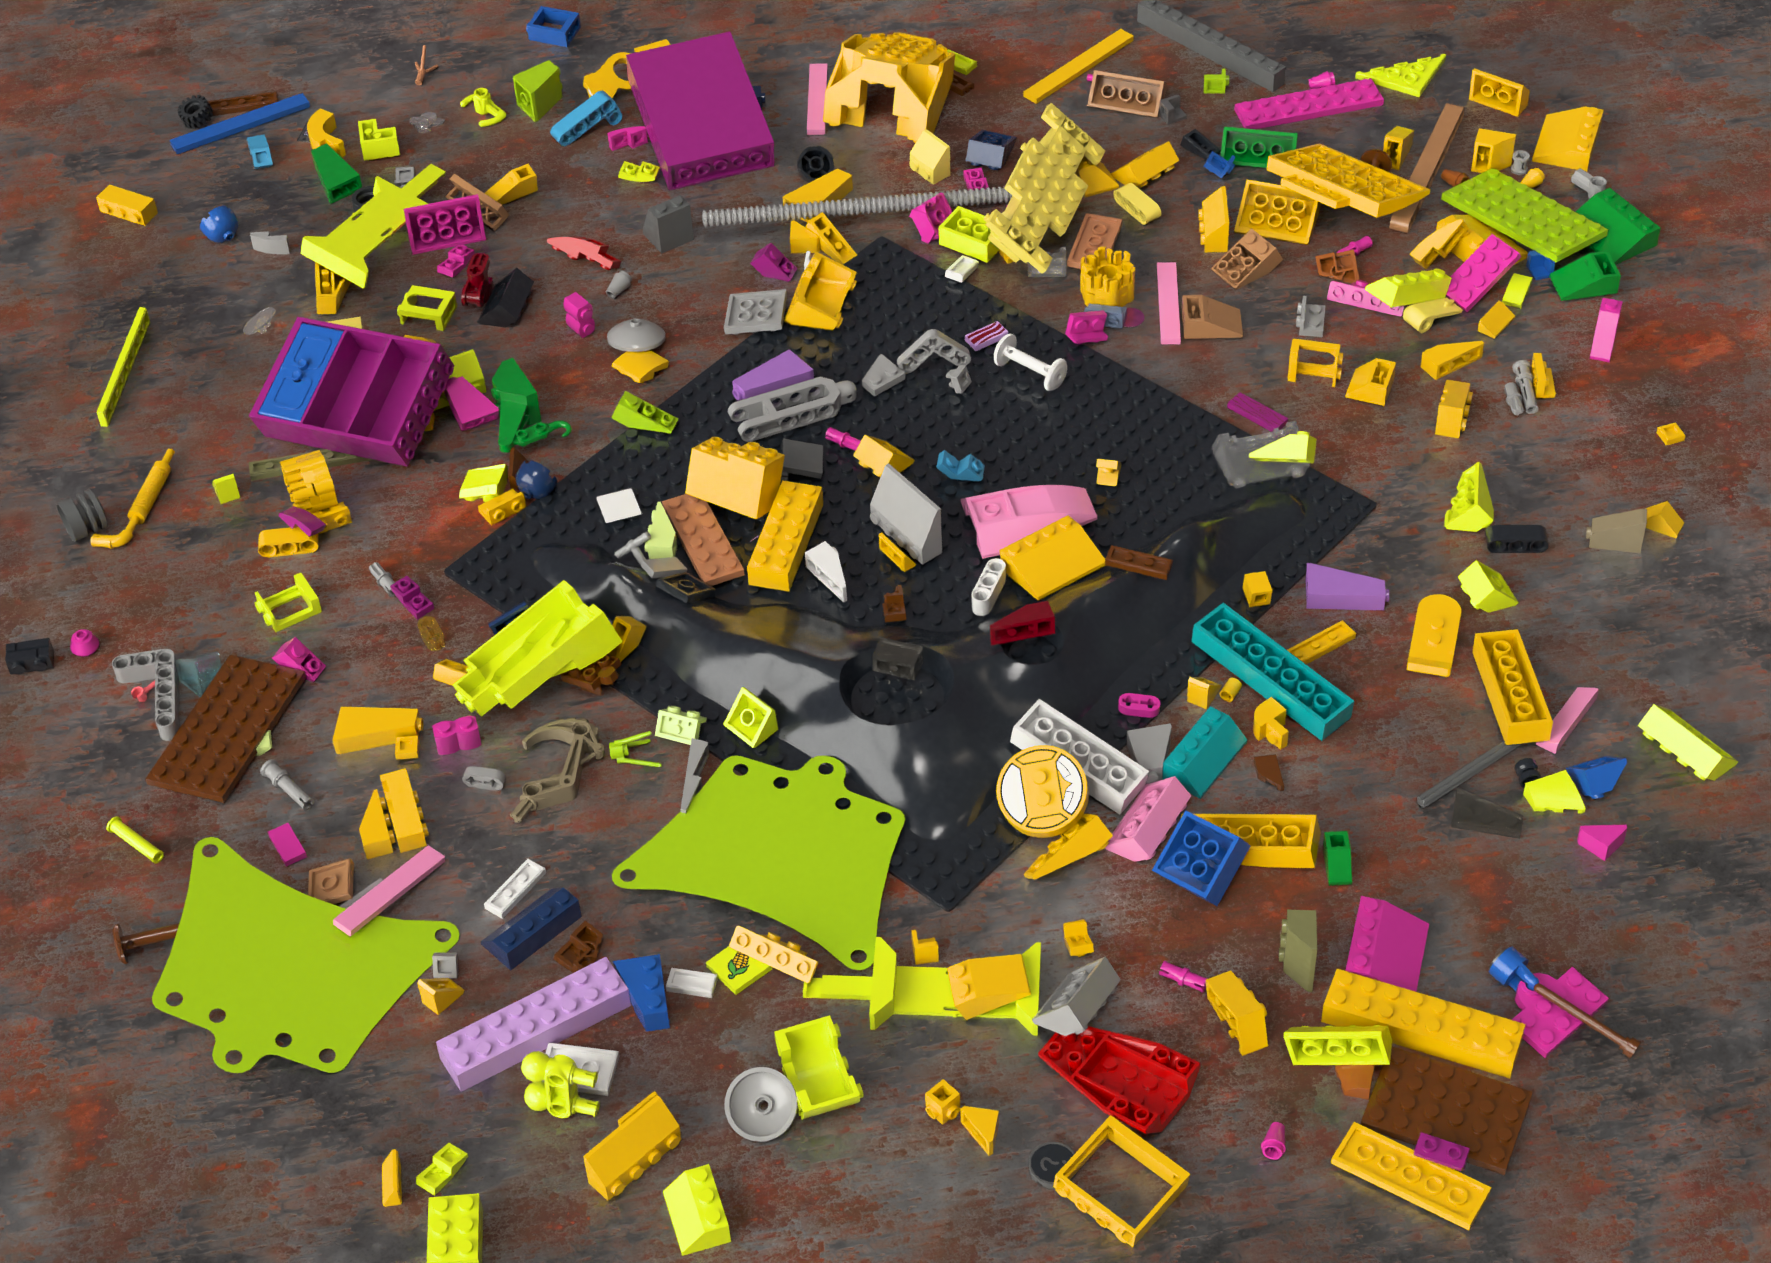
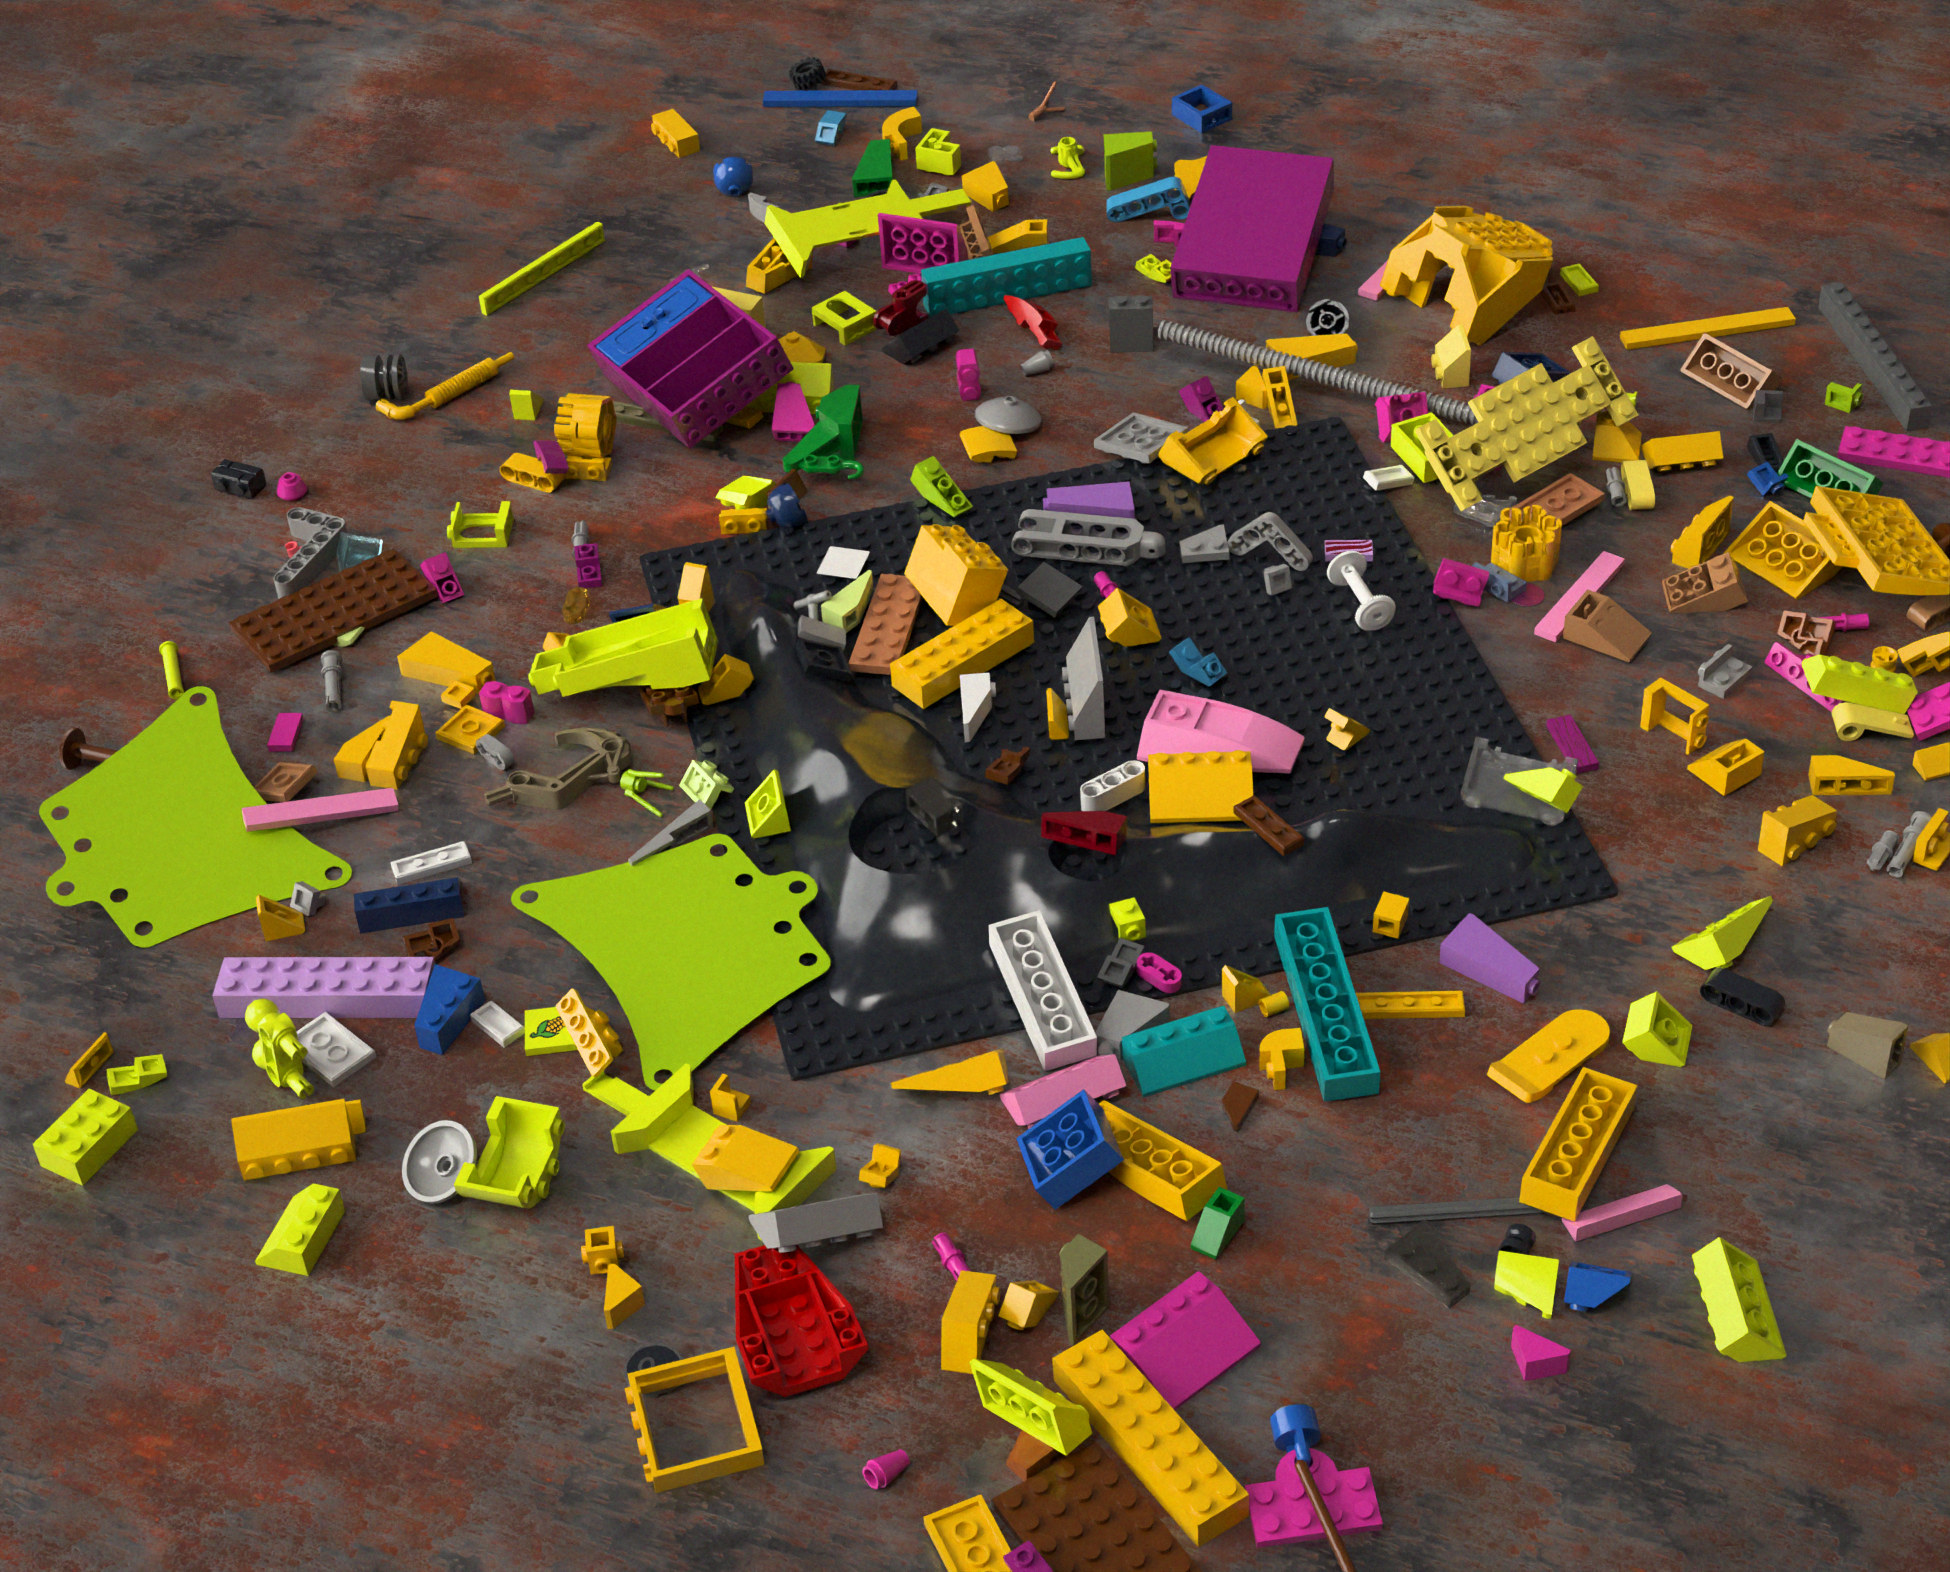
camera: 35 degrees right, 5 degrees down
(441, 770) = (467, 727): none -> yellow tile
(442, 153) = (986, 186): none -> yellow slope
(534, 577) = (696, 585): none -> yellow slope
(536, 221) = (1015, 273): none -> teal brick
(1042, 791) = (969, 1004): piece -> none
(1090, 676) = (1128, 919): none -> neon yellow bracket
(1108, 711) = (1121, 964): none -> dark grey slope
(1123, 211) = (1615, 487): none -> light grey axle
(1264, 979) = (1026, 1303): none -> yellow slope
(1403, 264) = (1884, 658): none -> yellow wheel

